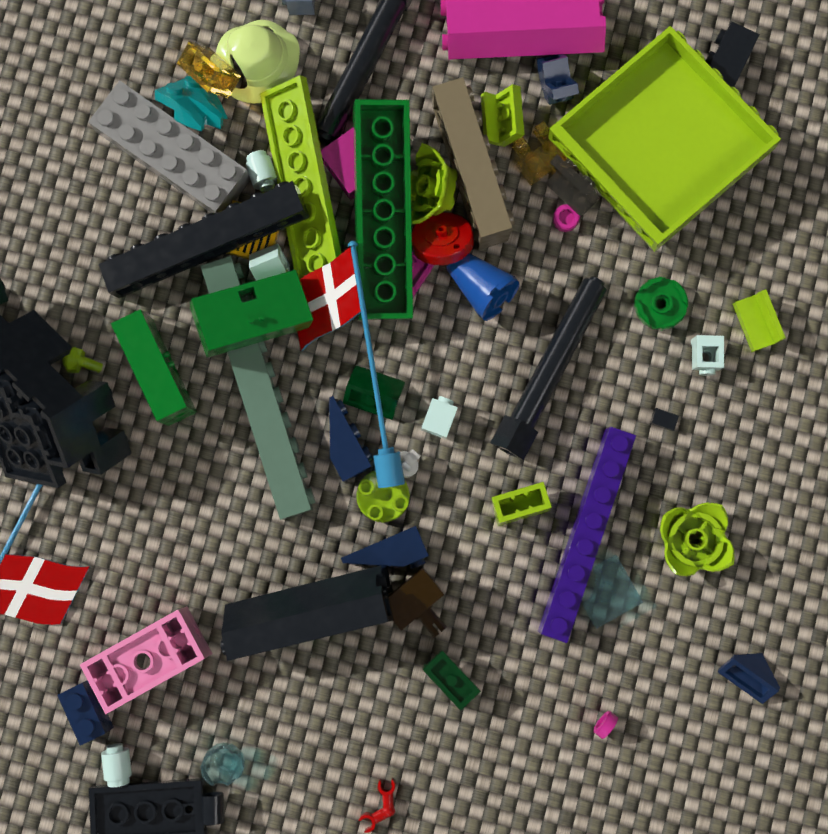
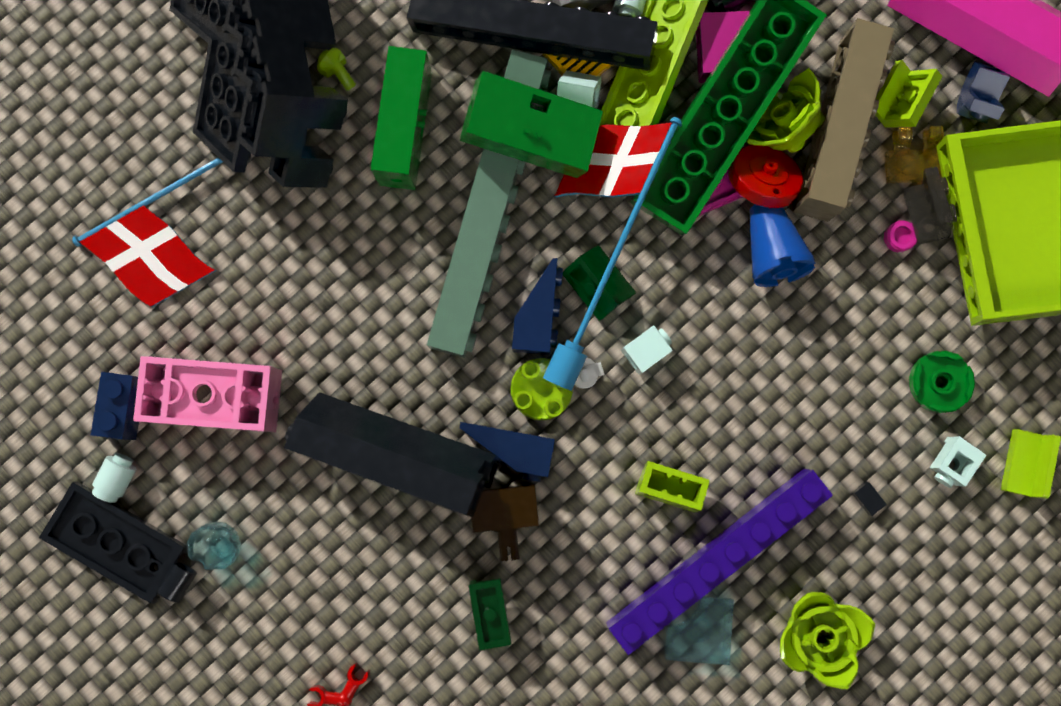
camera: 30 degrees right, 0 degrees up
(517, 431) = (715, 413): black brick -> none

